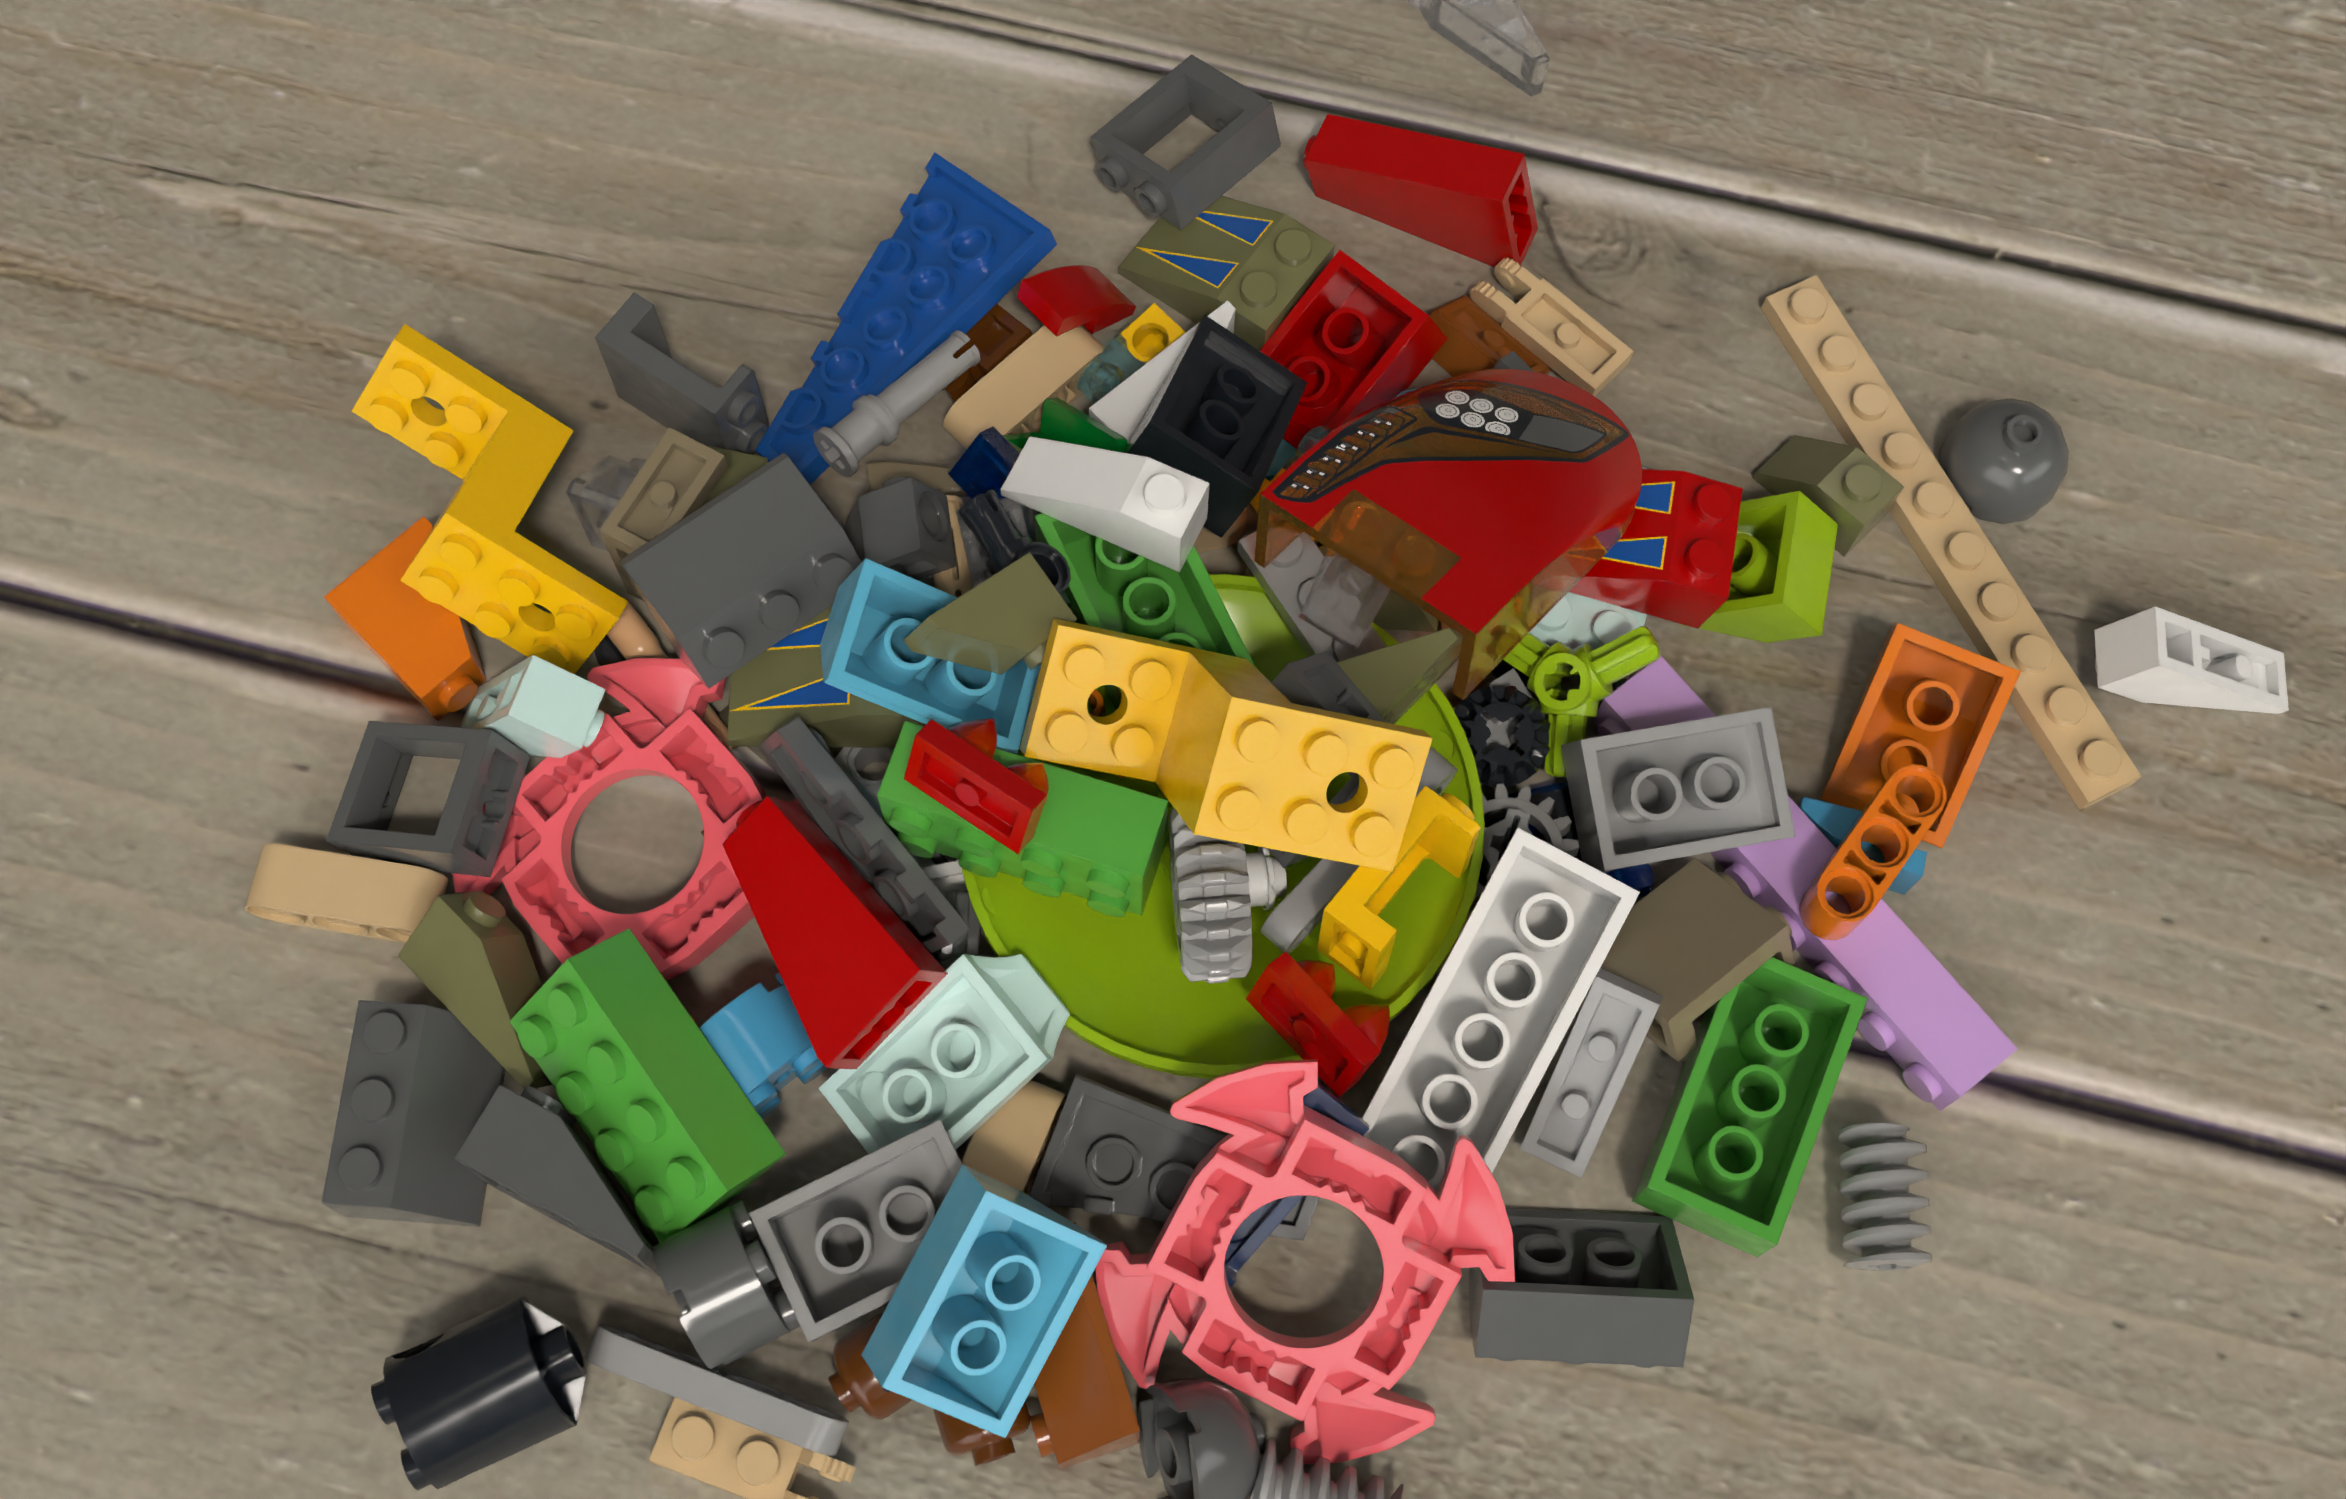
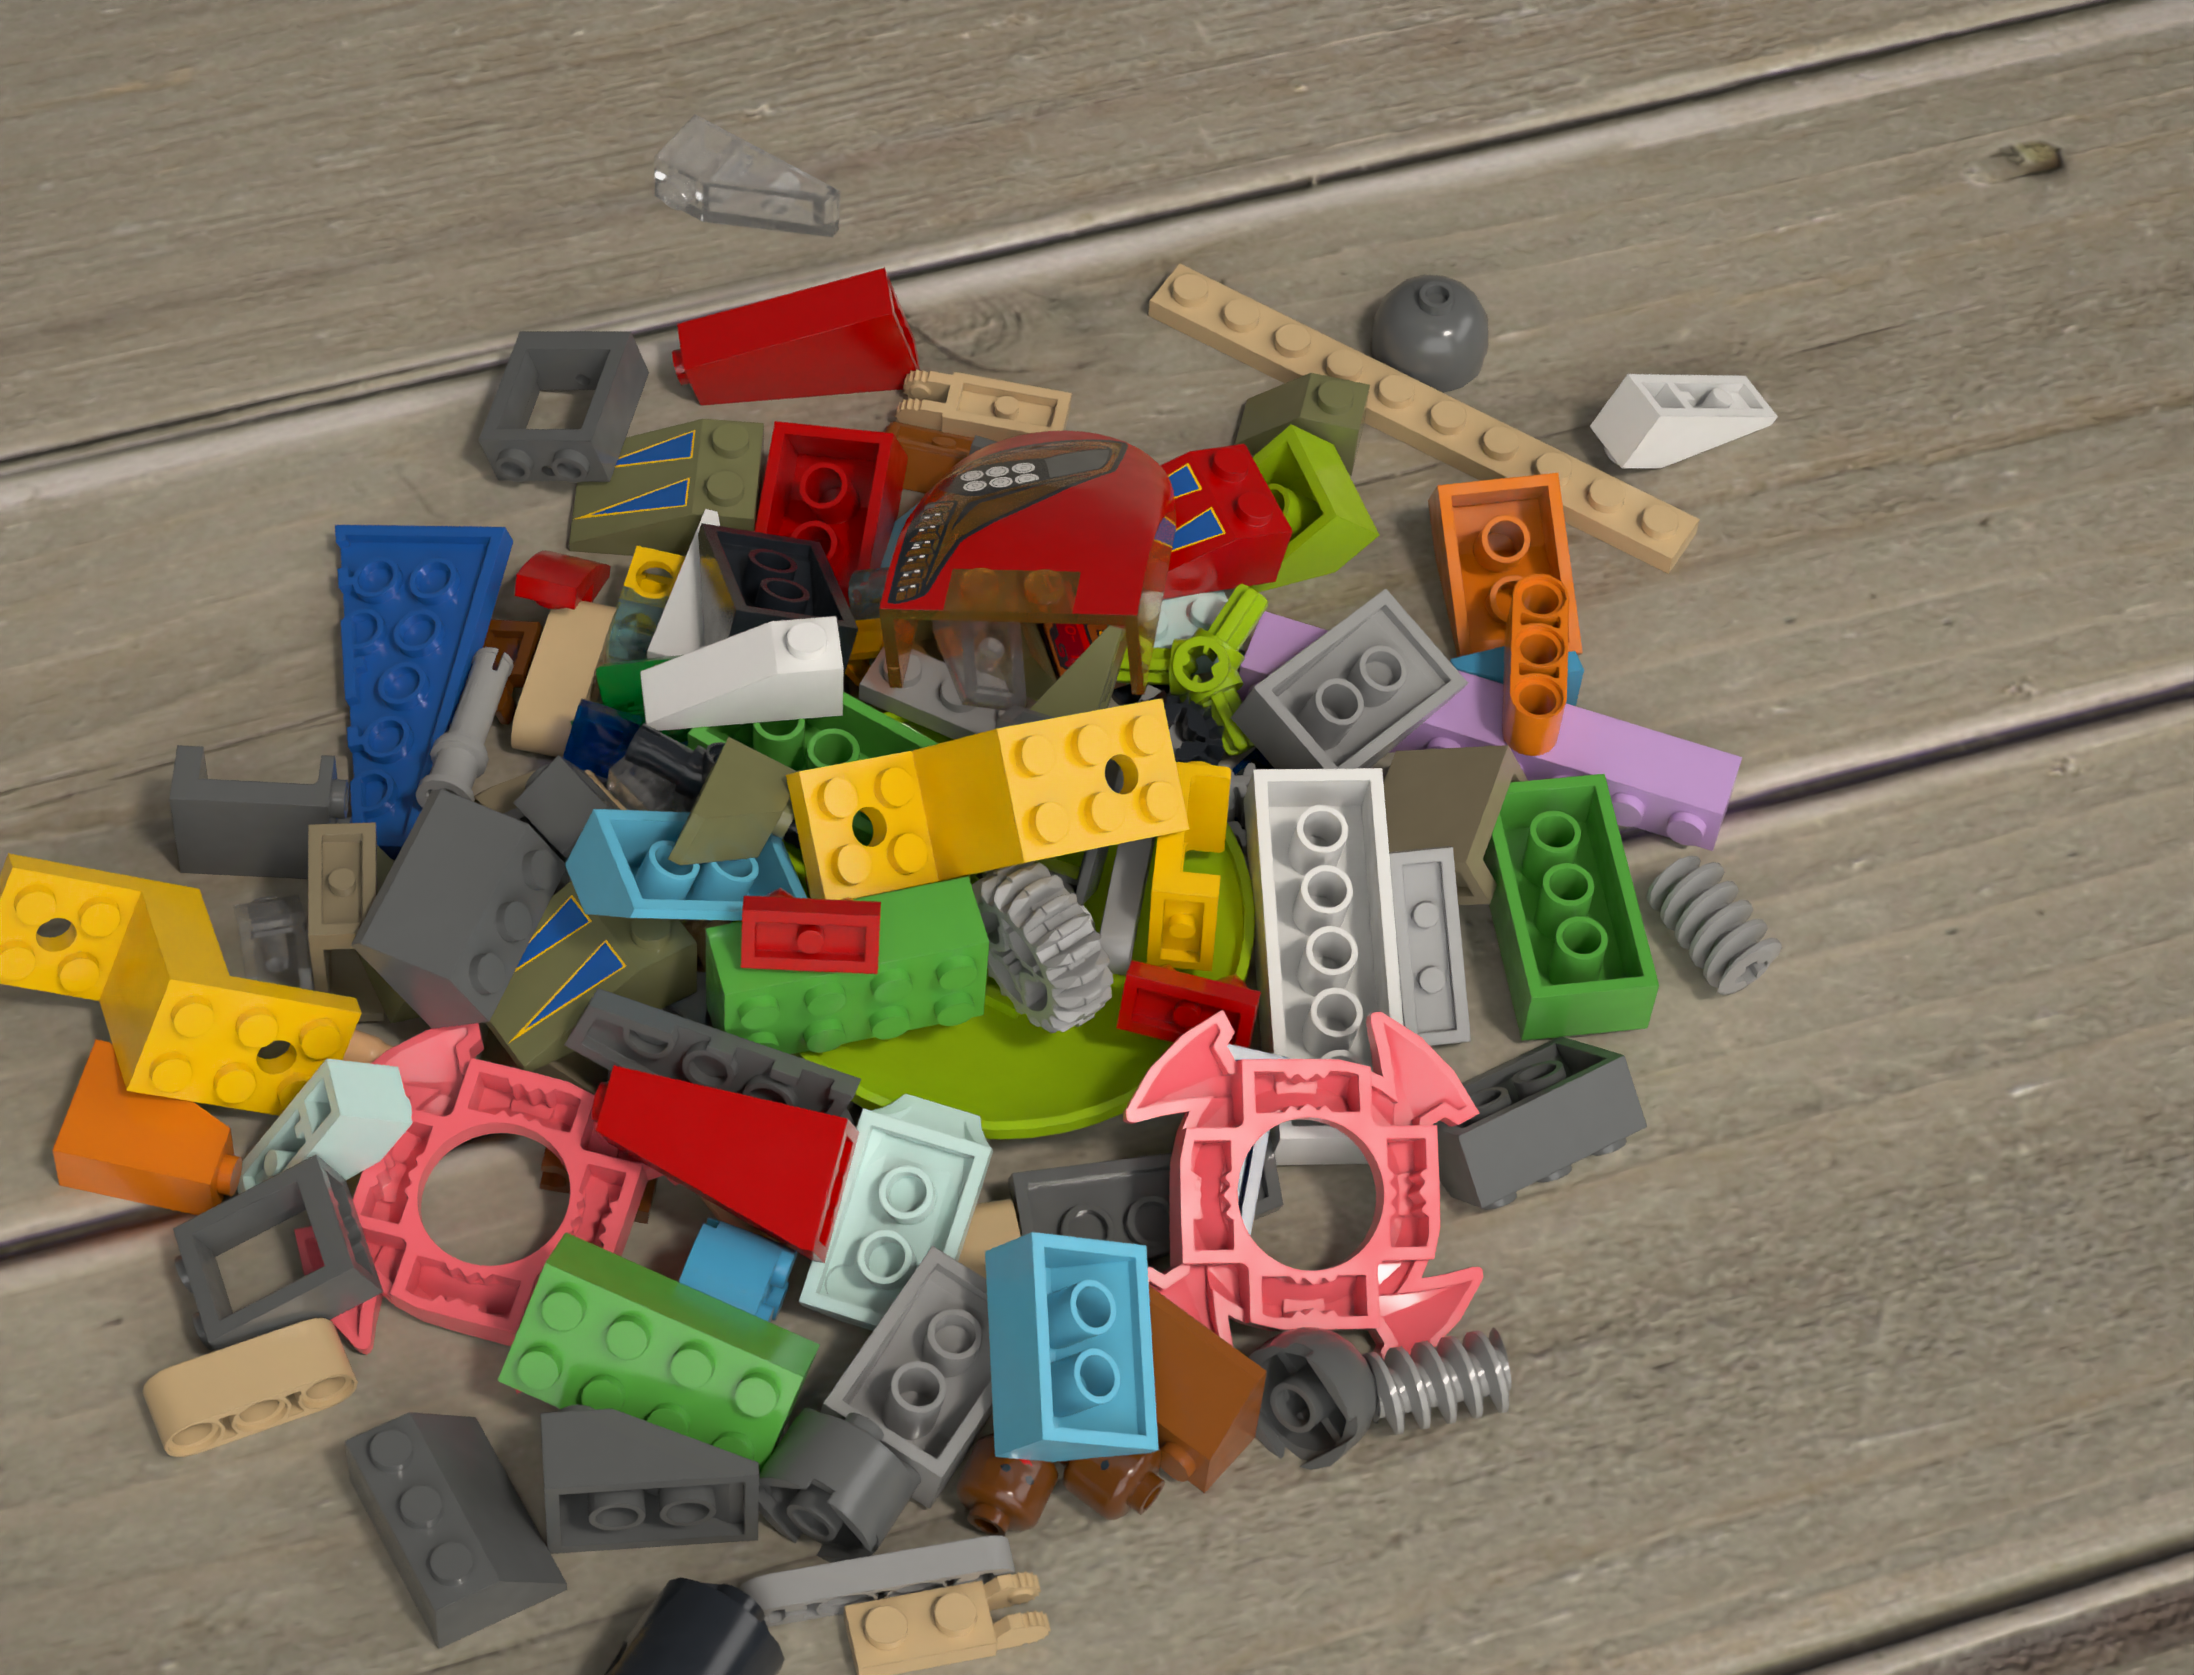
camera: 35 degrees left, 15 degrees down
(479, 972) = (433, 1372): olive slope -> none

